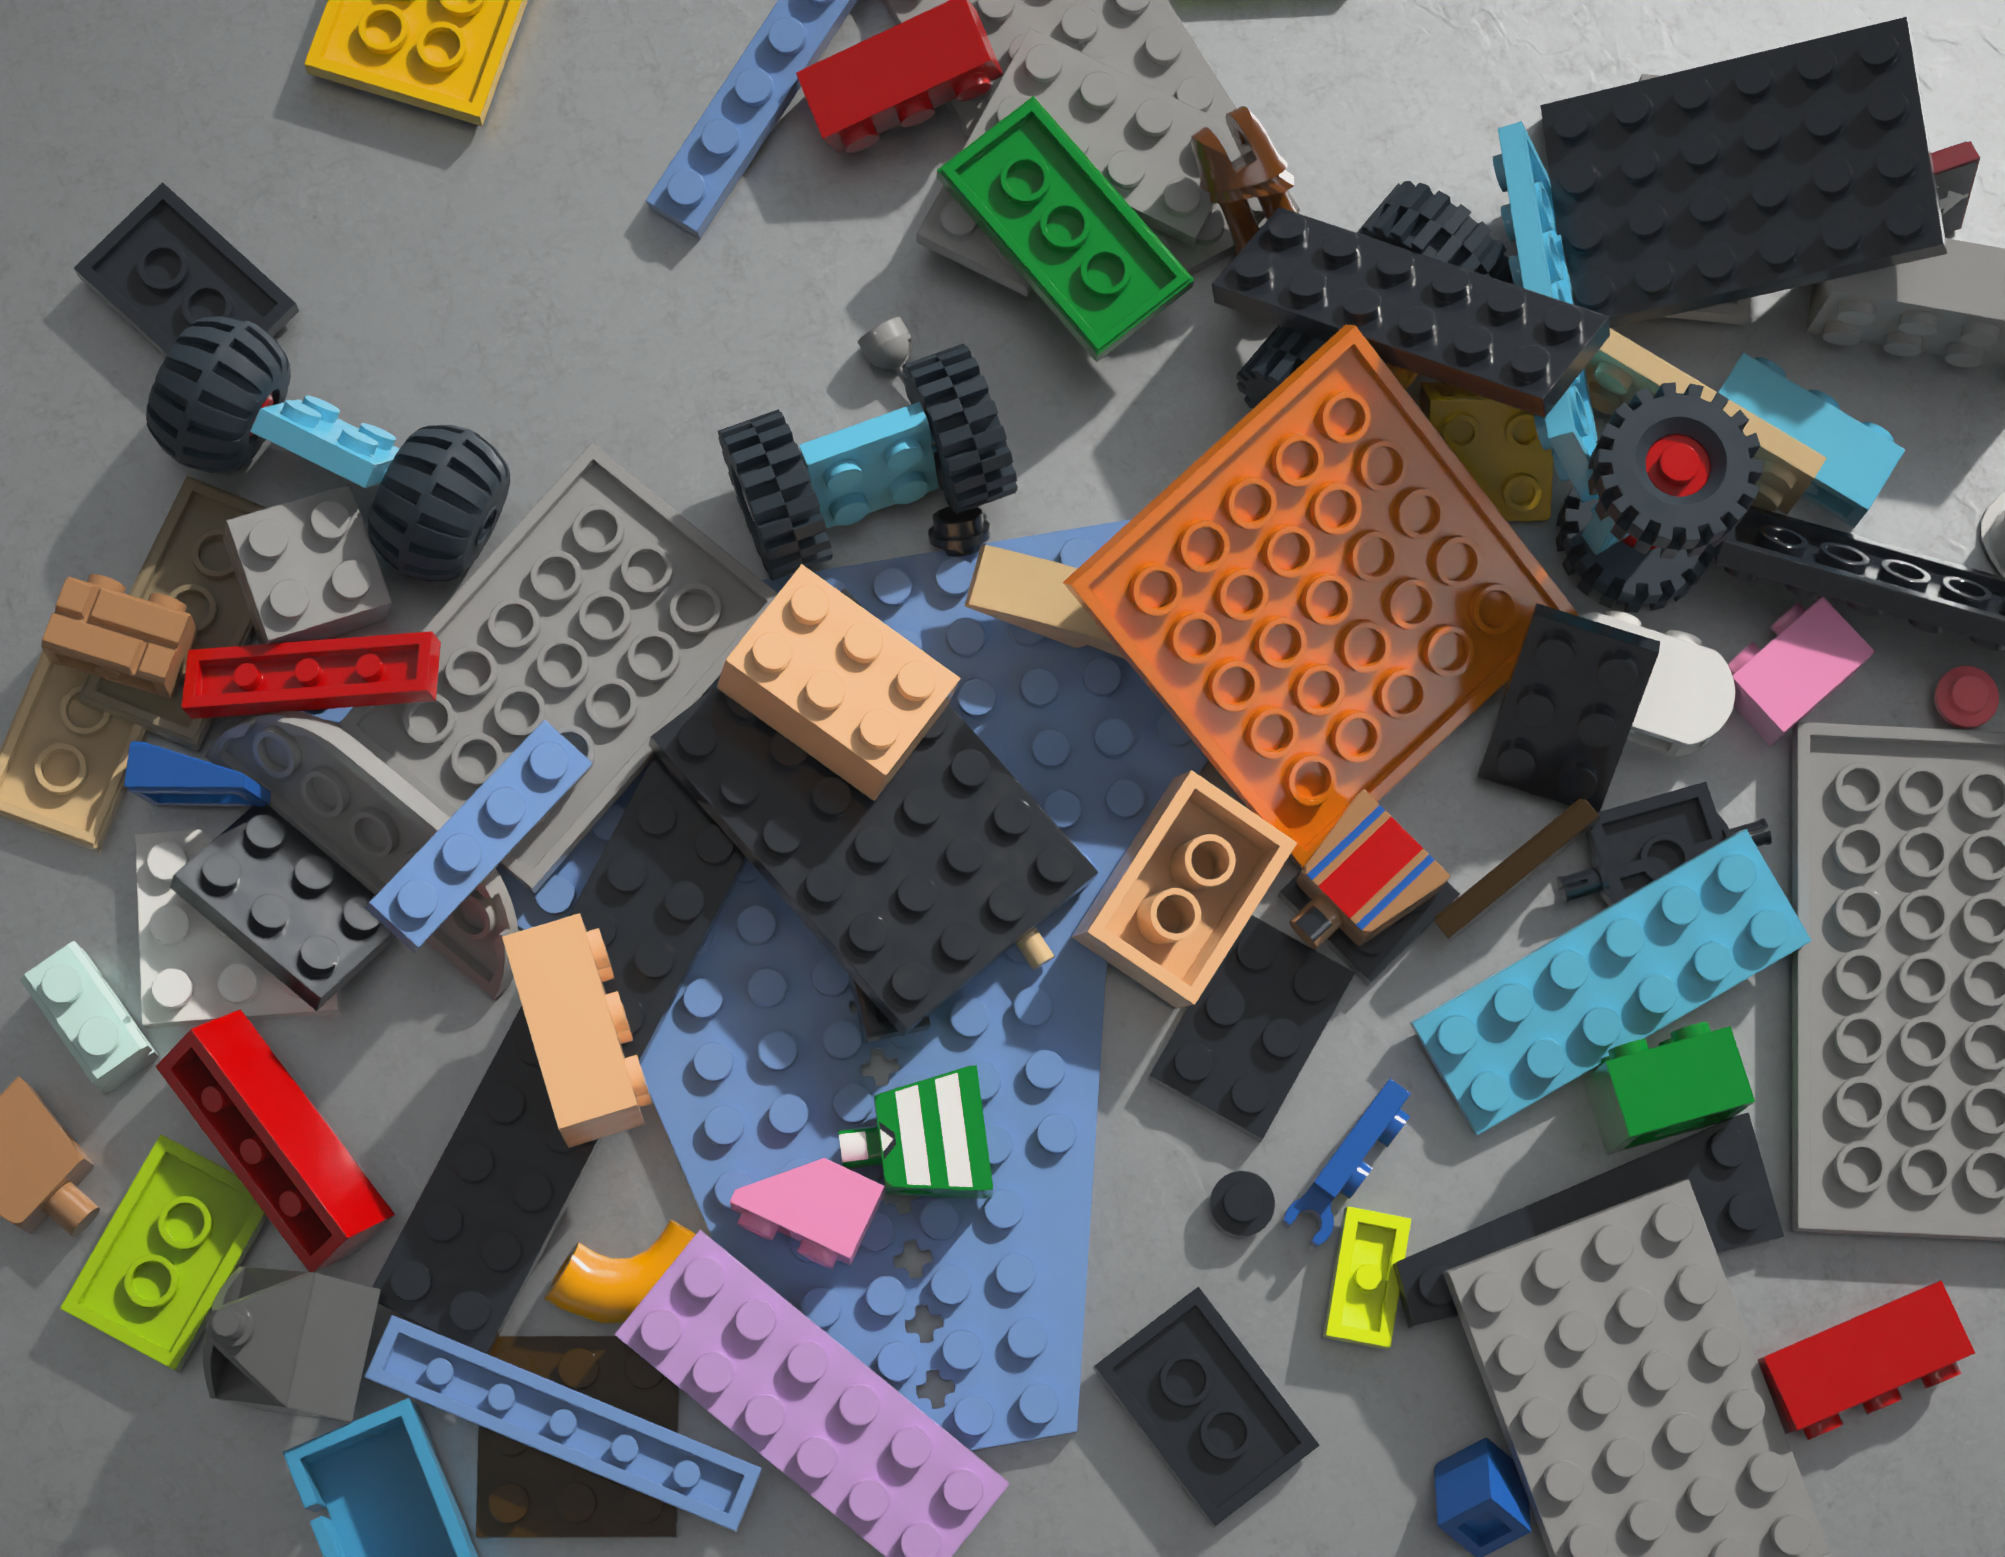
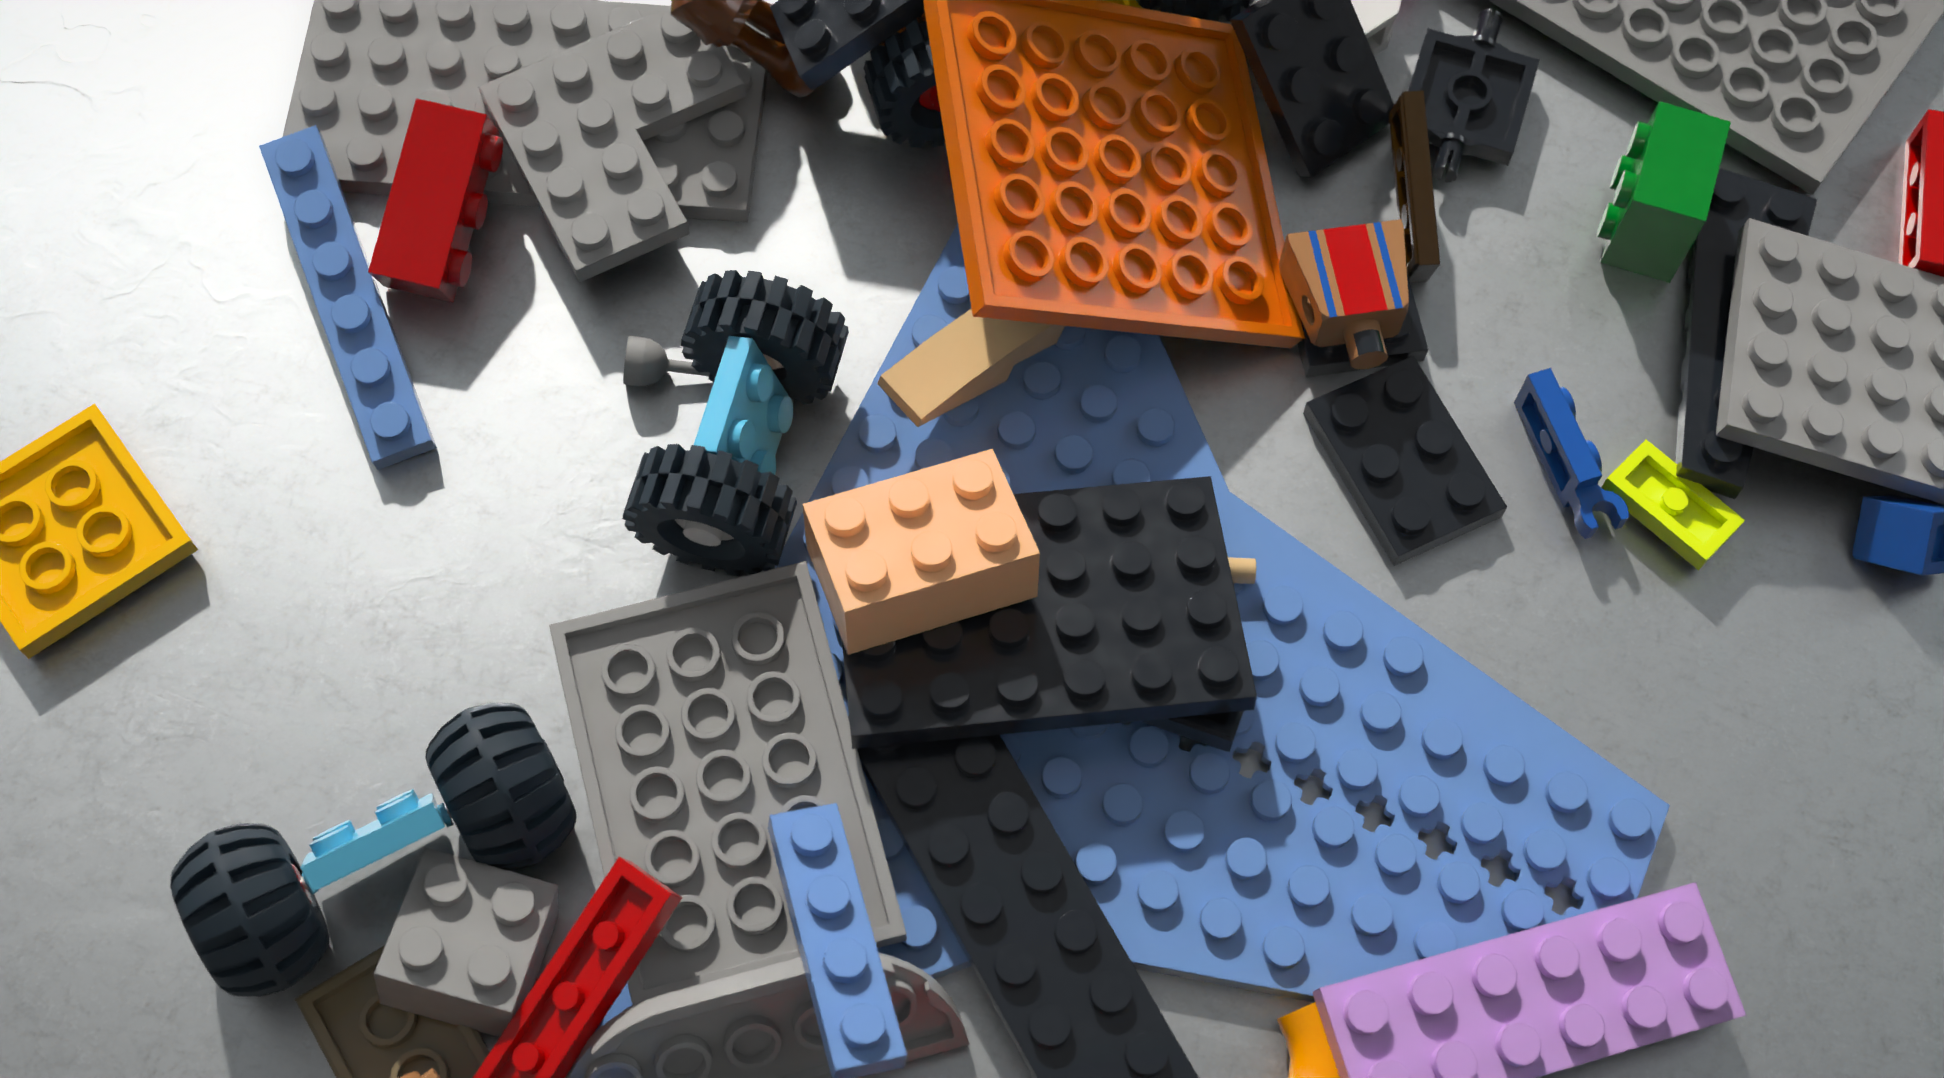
camera: 50 degrees left, 10 degrees down
(174, 268) = (106, 886): black plate -> none
(577, 1029) = (1080, 965): light nougat brick -> none
(814, 1204) = (1355, 878): bright pink slope -> none
(927, 1139) = (1353, 750): torso -> none
(960, 532) = (842, 407): black plate -> none
(1065, 228) = (663, 158): green tile -> none
(1184, 890) = (1270, 424): light nougat brick -> none
(1206, 1406) = (1708, 692): black plate -> none
(1242, 1203) = (1550, 557): black plate -> none
(1610, 981) = (1544, 188): medium azure plate -> none

